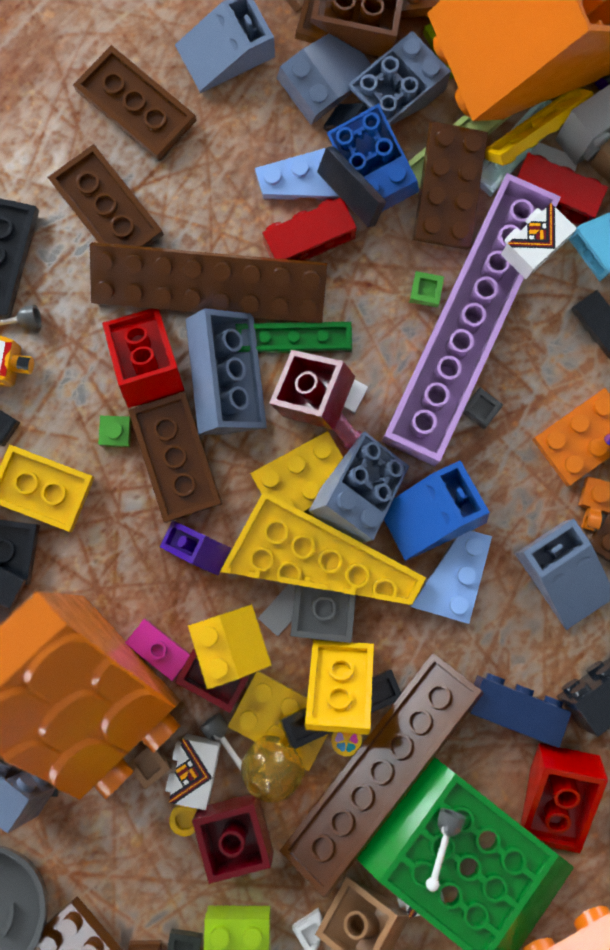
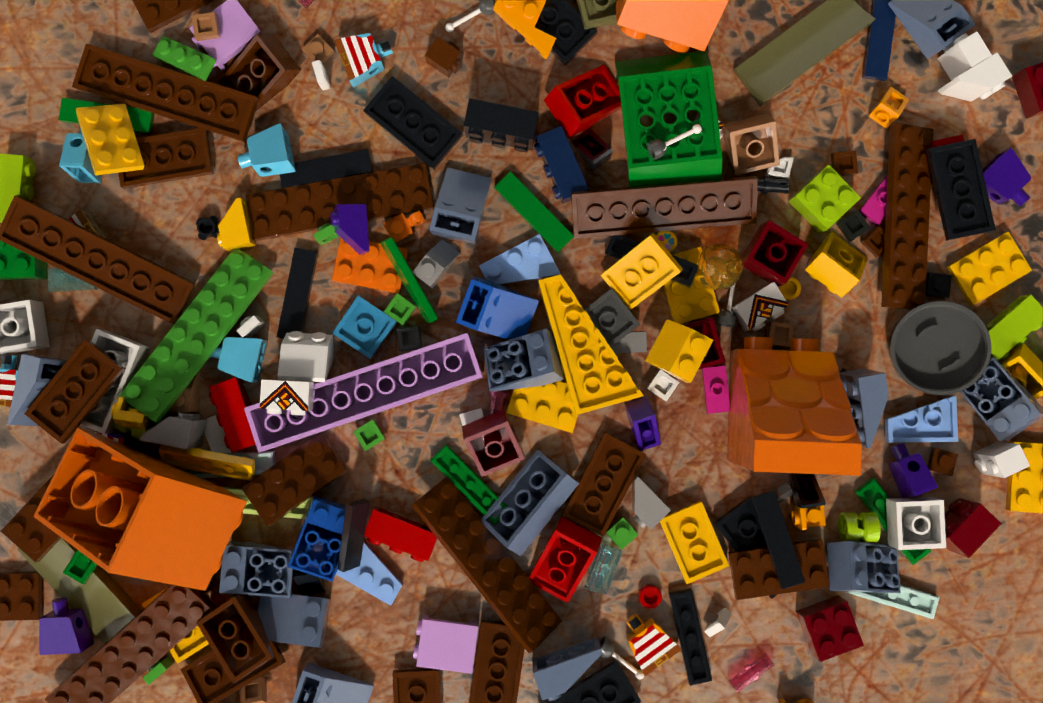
camera: 135 degrees left, 5 degrees up
(33, 402) = (650, 596): none -> red tile
(49, 260) = (562, 668): none -> sand blue slope
(99, 382) = (603, 569): none -> clear light blue plate
(116, 478) = (647, 505): none -> light grey slope
(160, 892) = (836, 265): none -> yellow slope
(172, 182) = (446, 644): none -> lavender panel
(211, 601) = (662, 385): none -> white plate
(301, 905) = (768, 184): none -> black pin
(495, 639) = (534, 212): none -> green tile
(503, 756) = (593, 149): none -> black slope
(518, 424) = (400, 309): none -> bright green plate
(531, 376) = (364, 327): none -> dark azure plate
(531, 497) = (436, 263): none -> light grey slope
(541, 456) = (409, 280): none -> green tile
(555, 295) = (306, 357): none -> white slope

